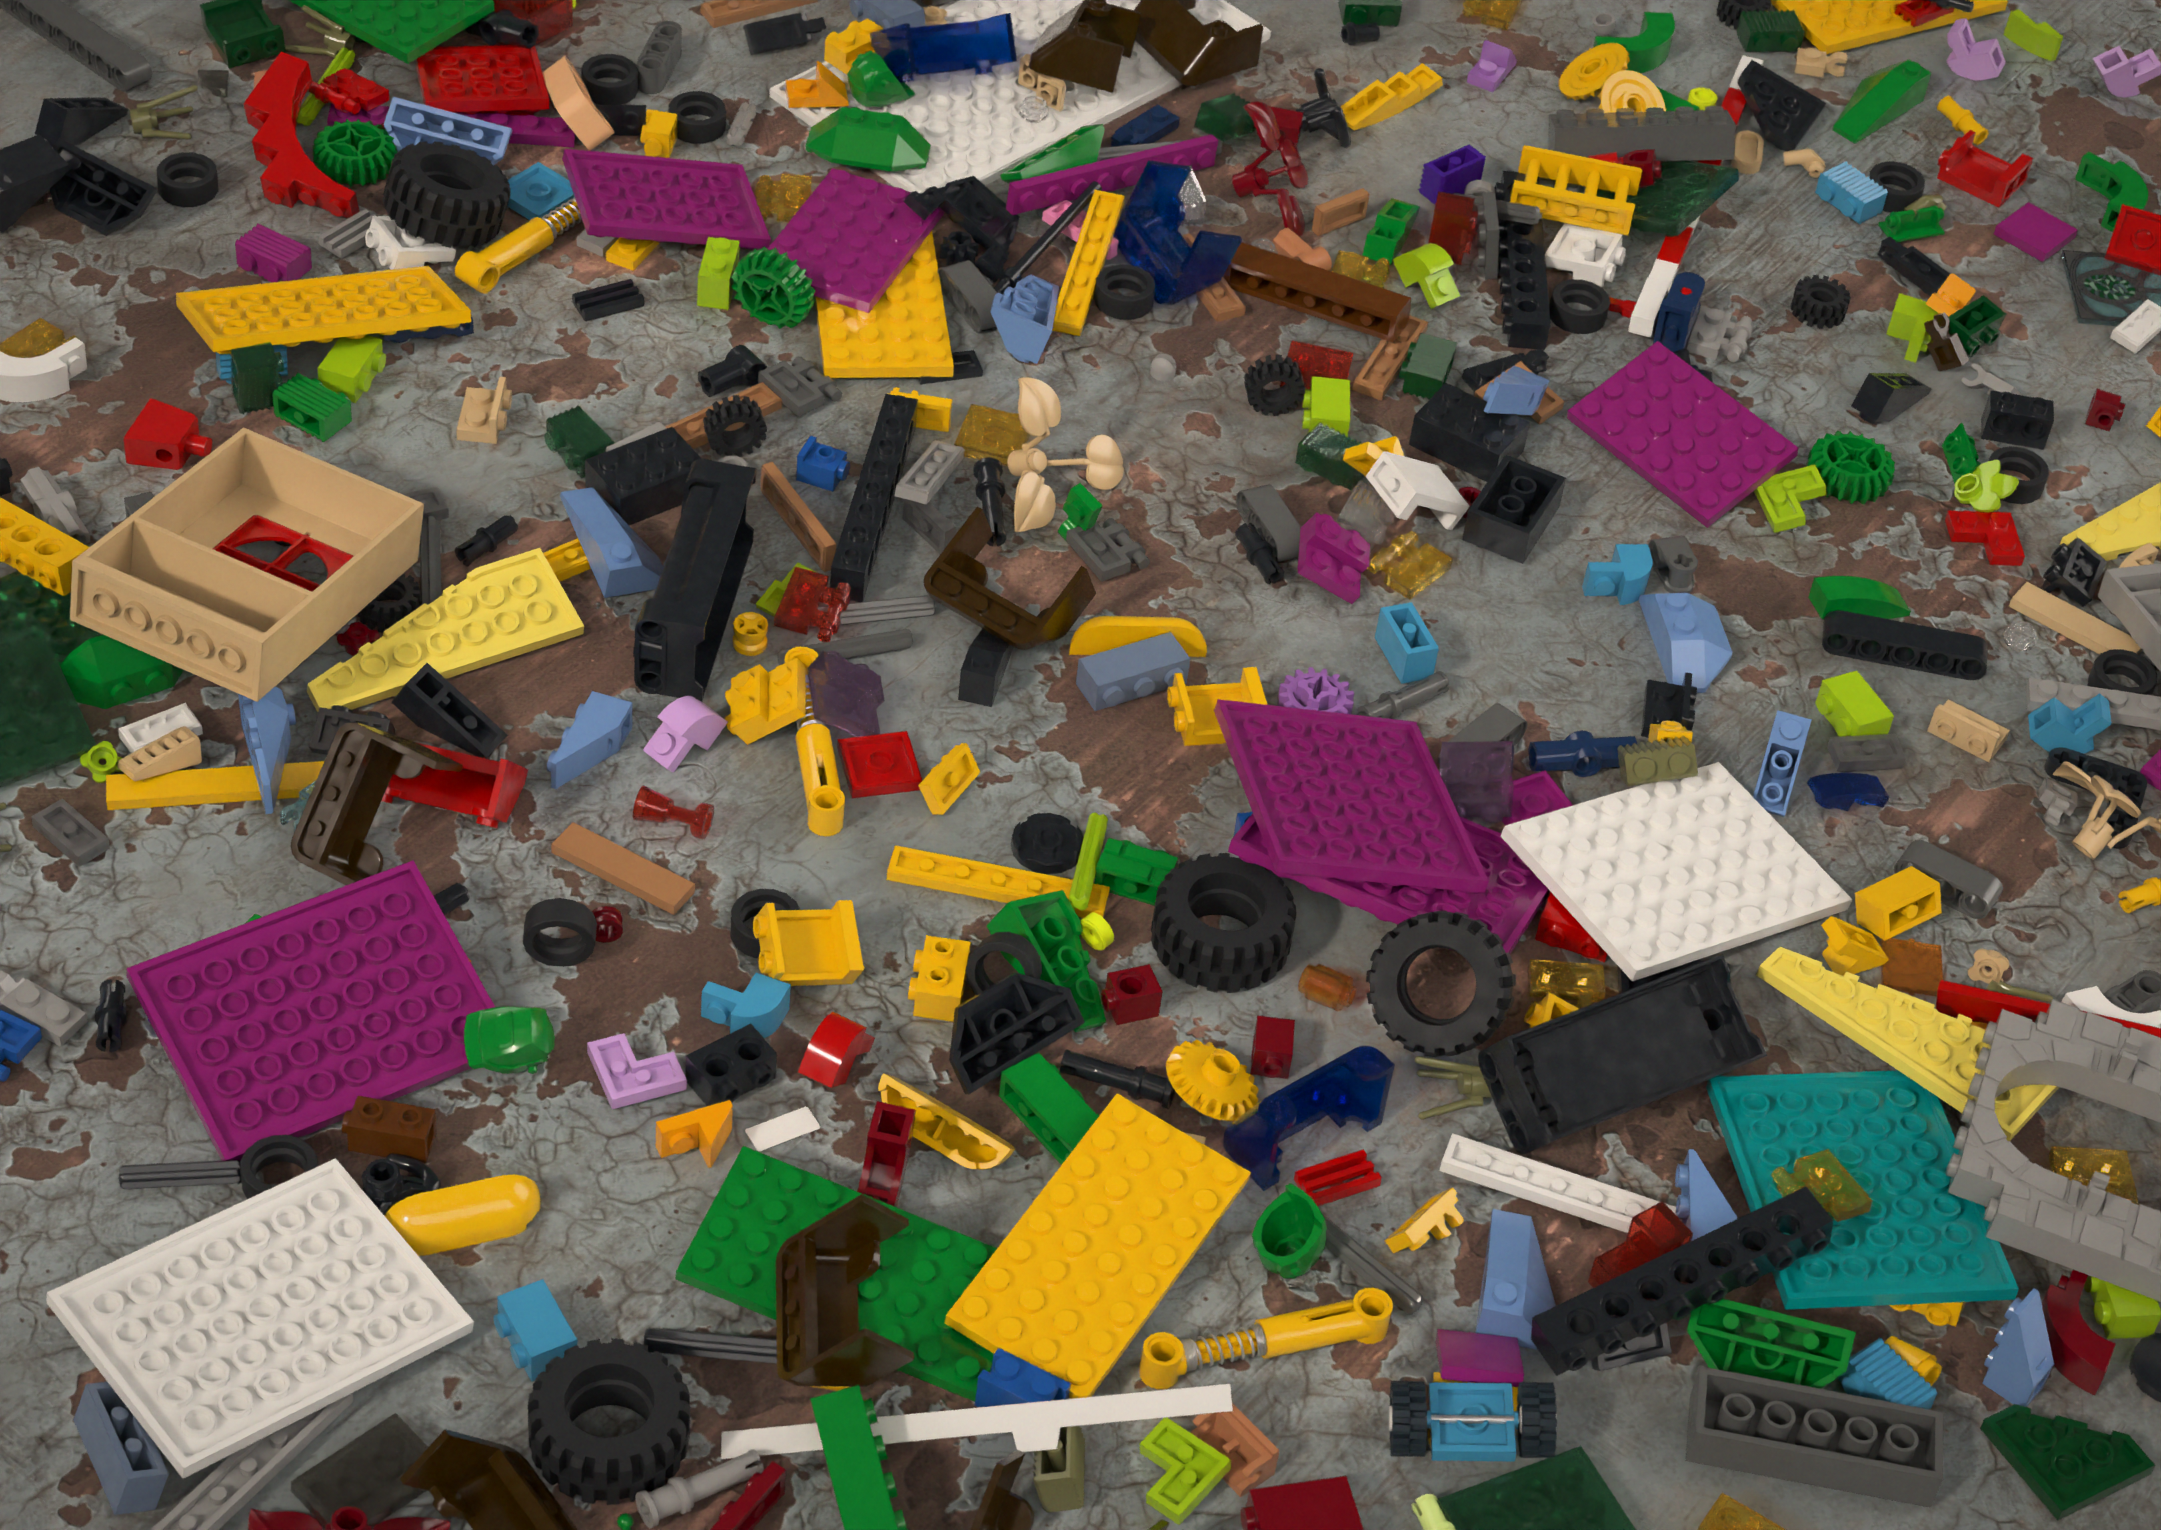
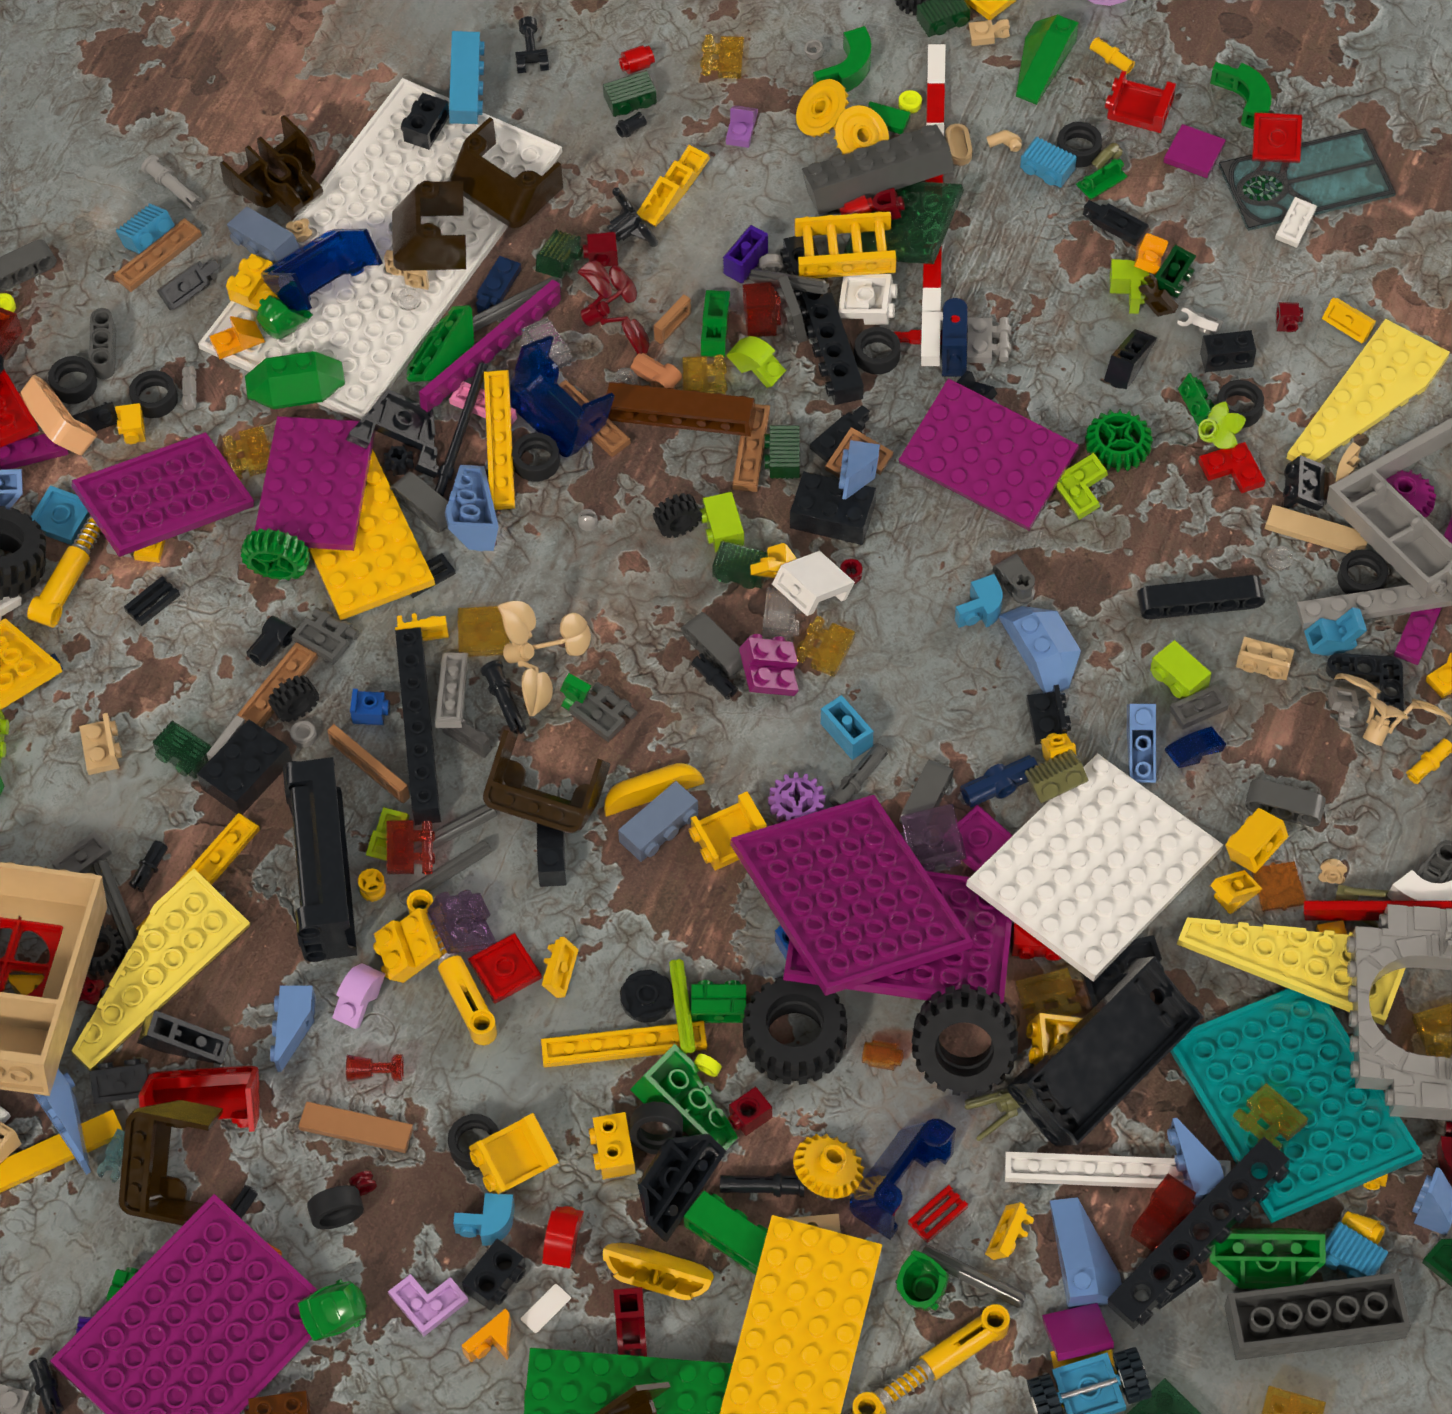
camera: 10 degrees left, 15 degrees up
(613, 549) = (245, 842): medium blue wedge -> none
(716, 271) = (226, 549): lime brick -> none
(1272, 1047) = (861, 1122): dark red brick -> none
(1319, 362) = (700, 474): clear red plate -> none
(1514, 509) = (887, 572): black brick -> none
(1779, 106) = (971, 91): black plate -> none
(1820, 301) = (1050, 292): black tyre -> none
(1857, 596) = (1156, 566): green slope -> none

